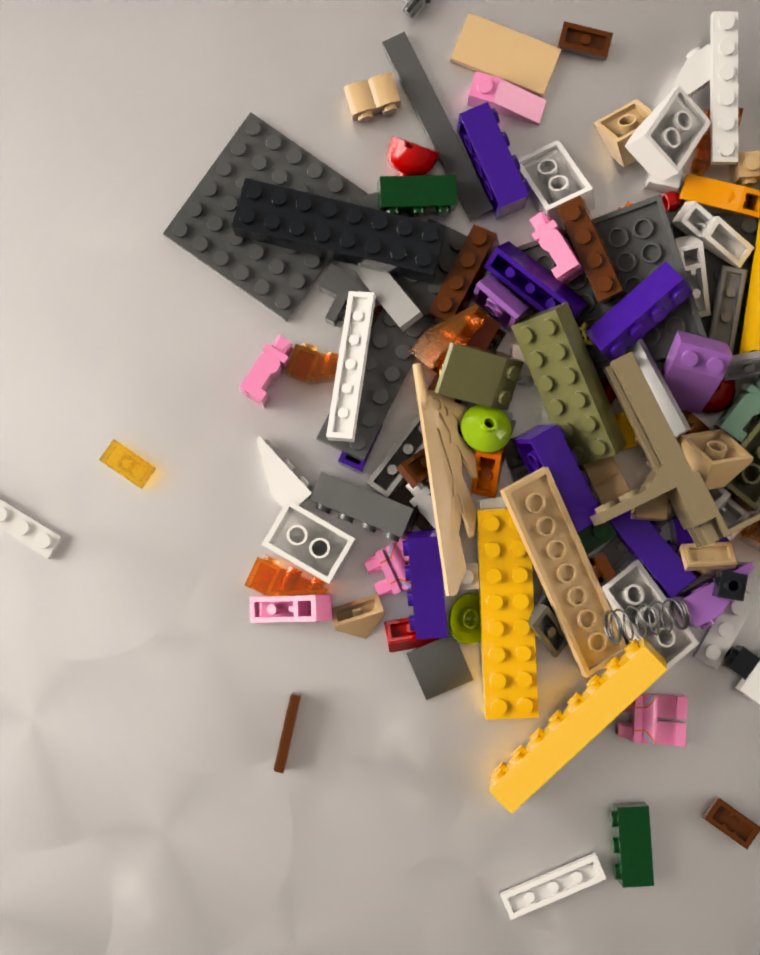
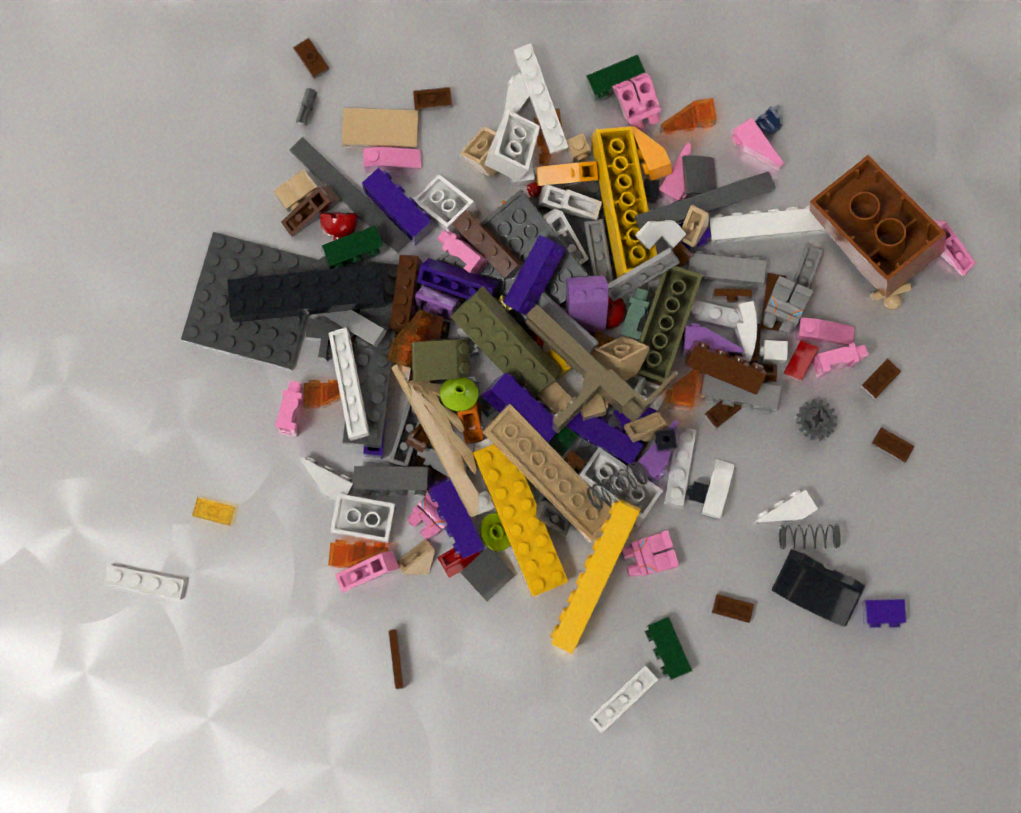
camera: 25 degrees left, 5 degrees down
(377, 129) = (309, 210): none -> reddish brown slope

